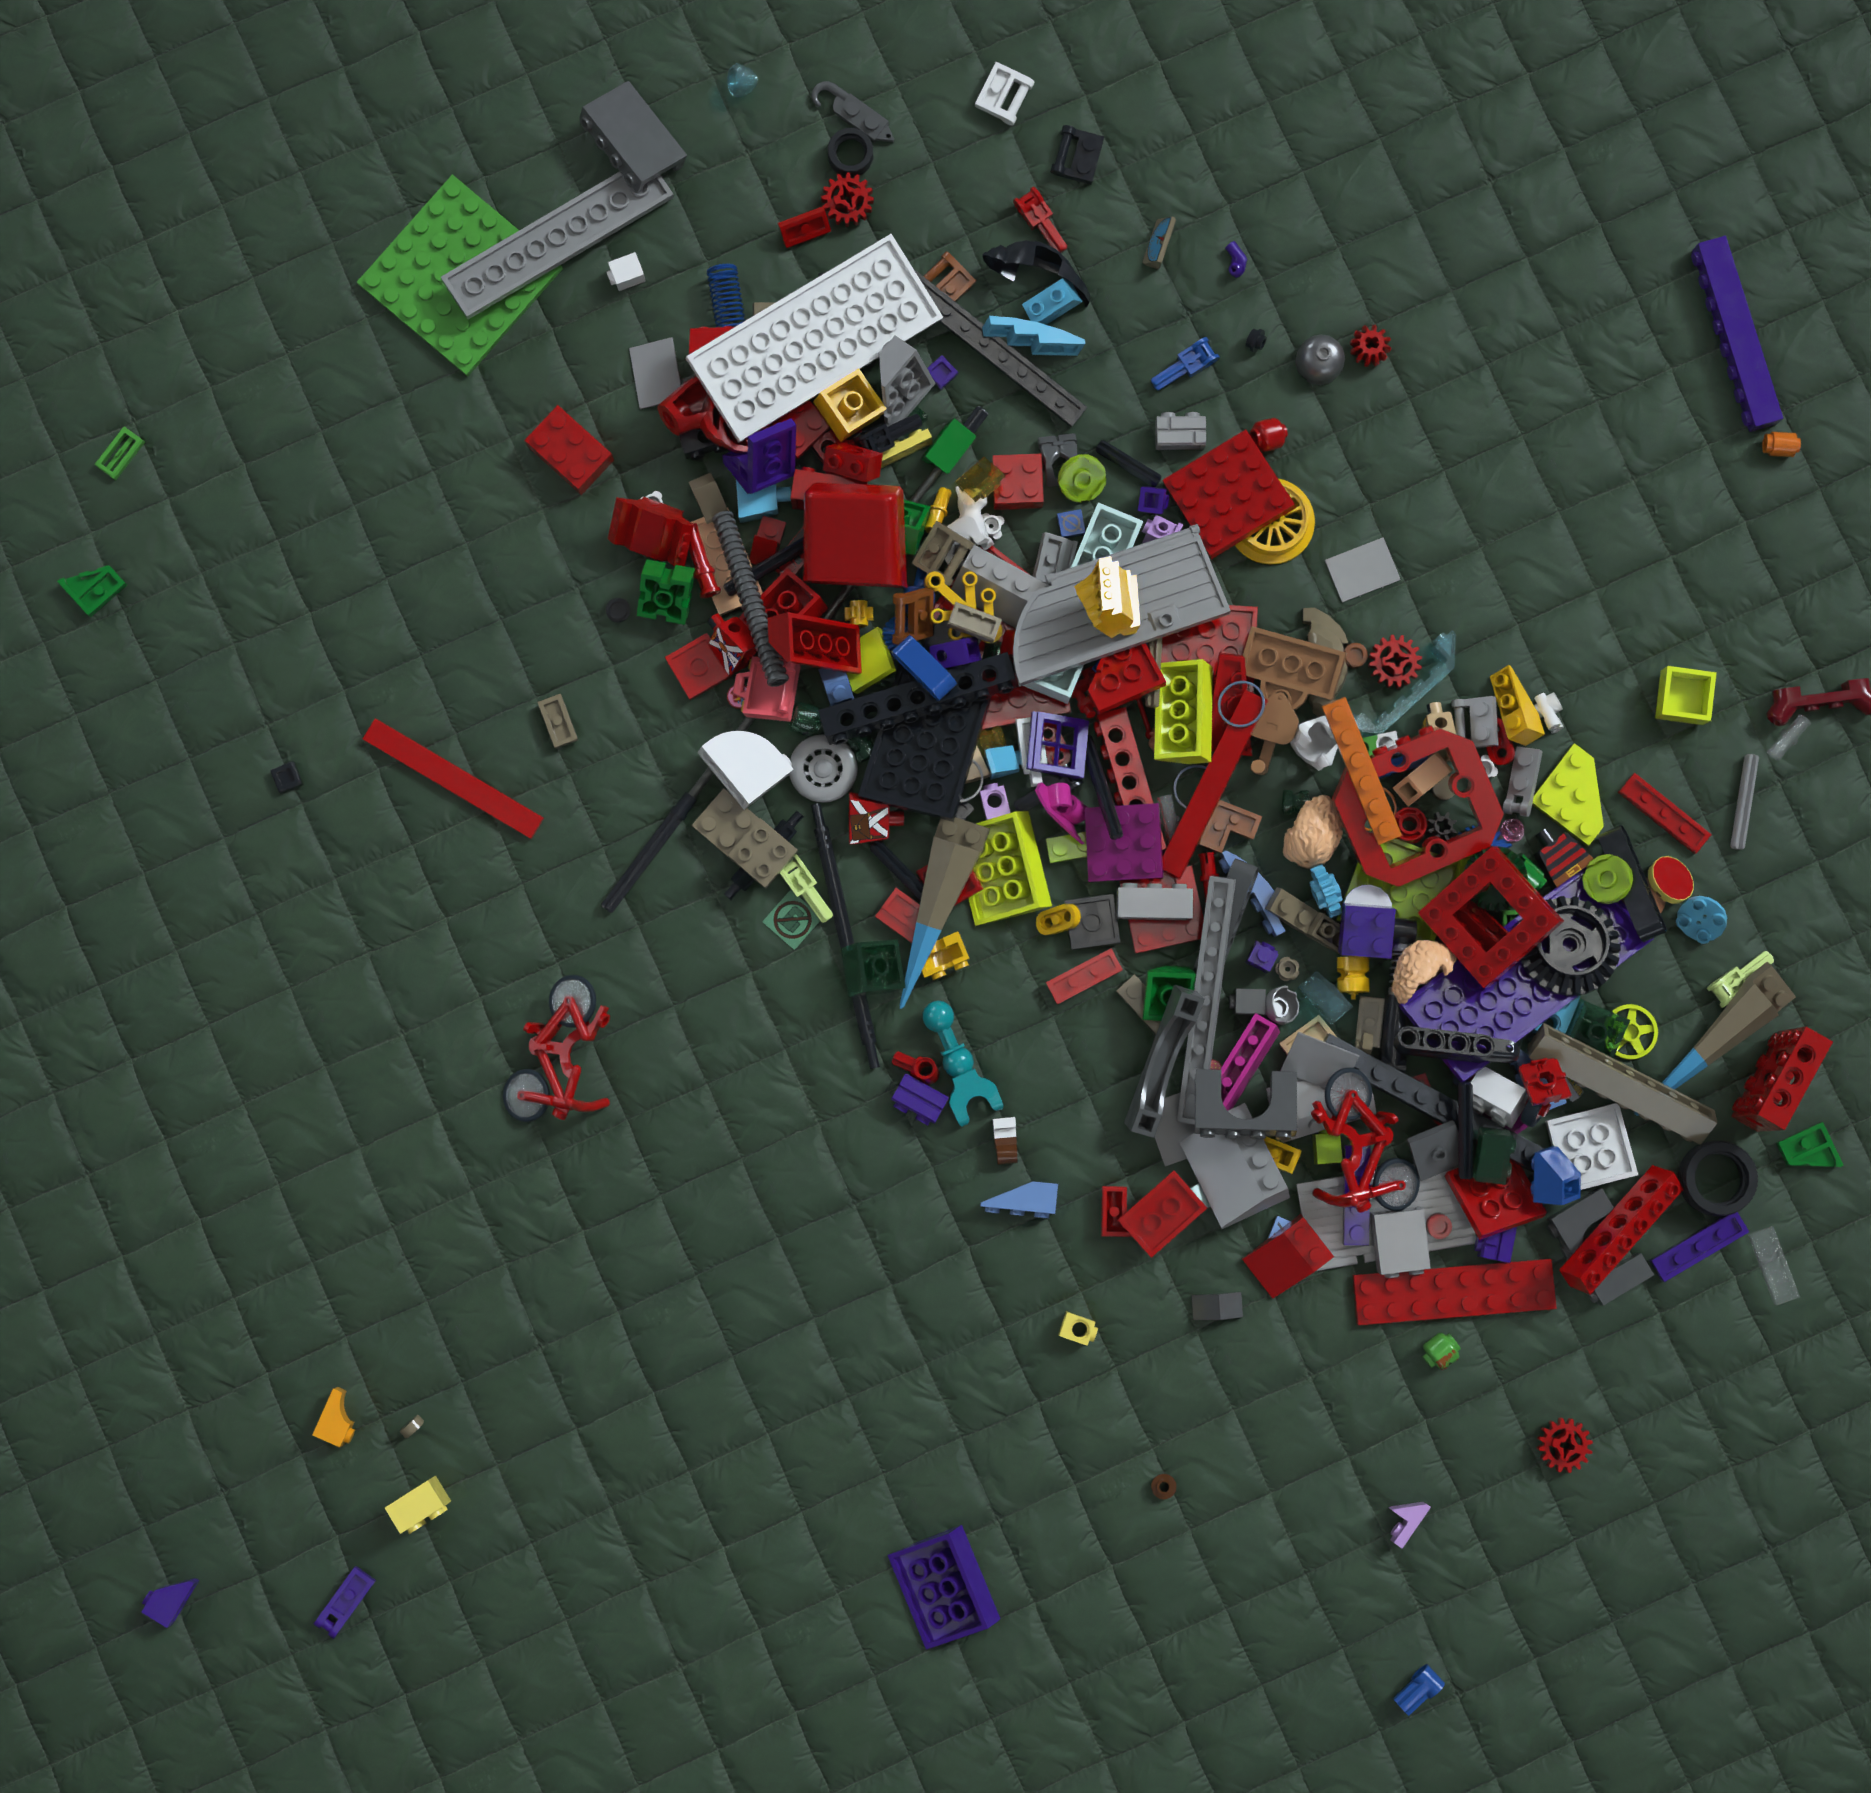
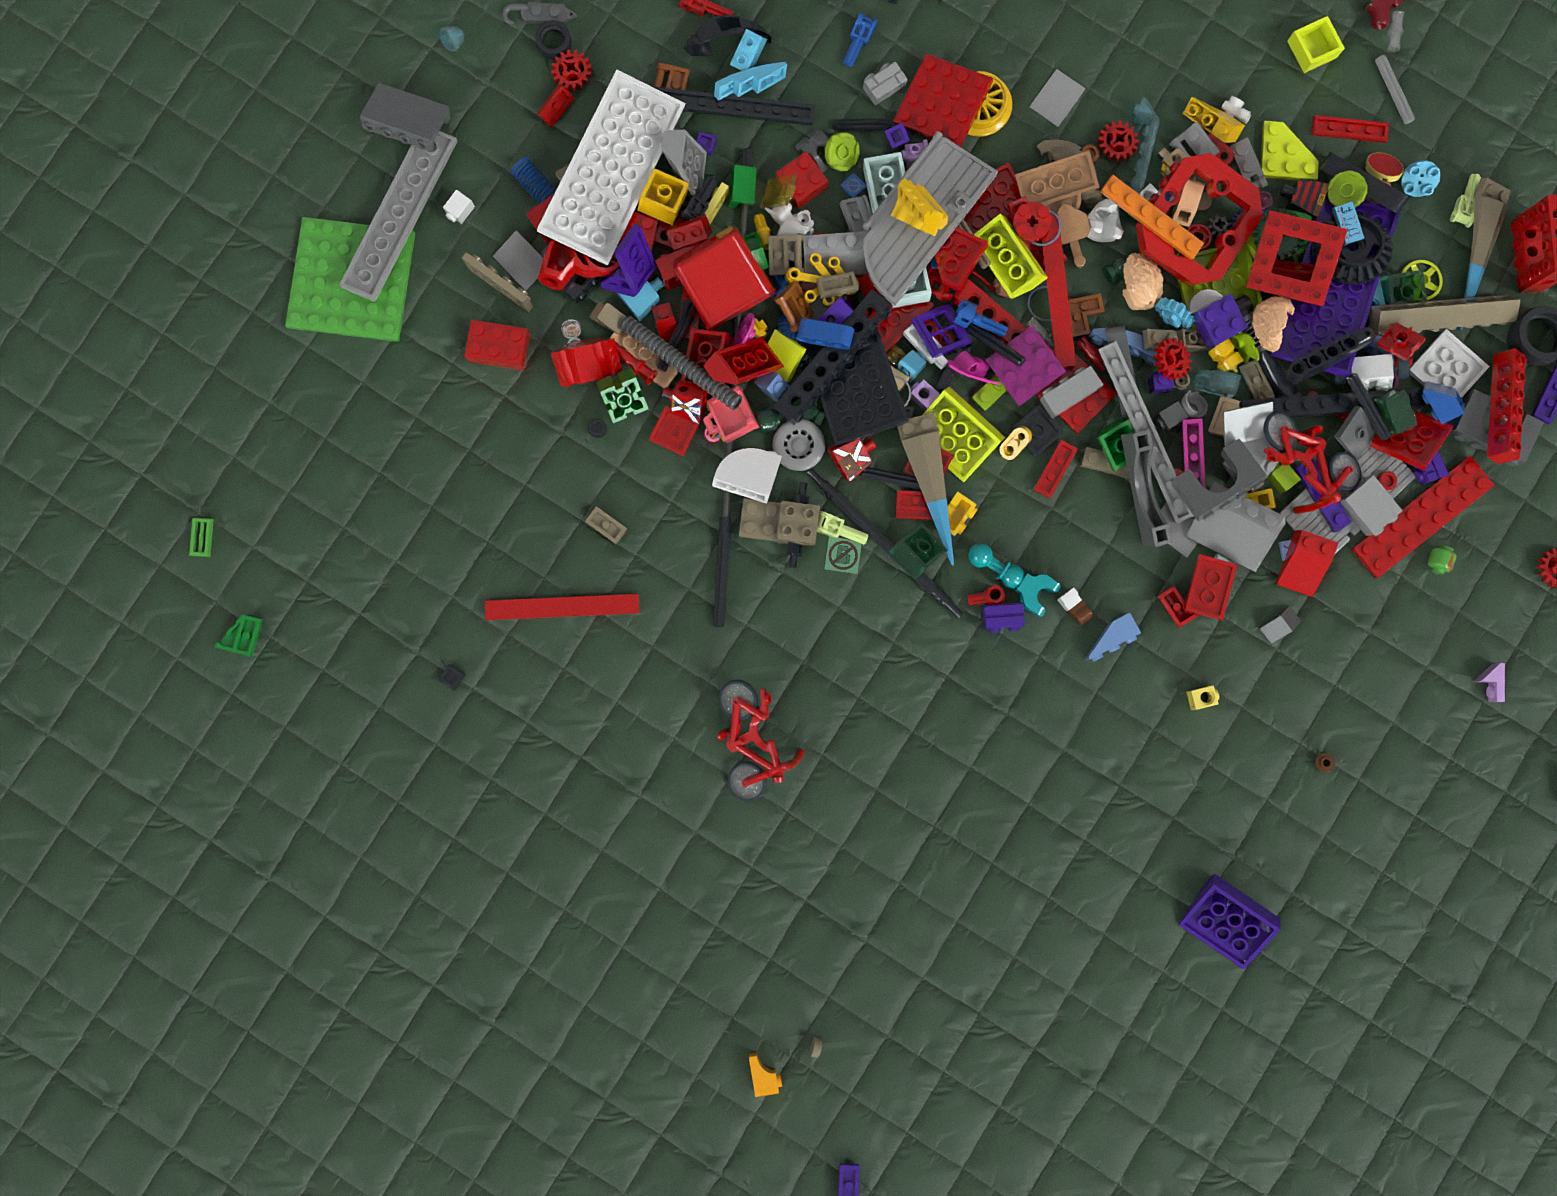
camera: 30 degrees left, 0 degrees up
(422, 1502) = (855, 1097): light yellow brick -> none
(612, 375) = (502, 284): none -> dark tan plate
(660, 483) = (571, 329): none -> clear tile
(843, 608) = (745, 330): none -> dark pink dish
(1096, 747) = (967, 313): none -> blue piece
(1234, 704) = (1025, 212): none -> red plate
(1269, 434) = (942, 47): red head -> none
(1287, 939) = (1172, 358): none -> red gear
(1380, 970) = (1245, 346): none -> lime plate
(1577, 916) = (1347, 218): none -> medium azure tile

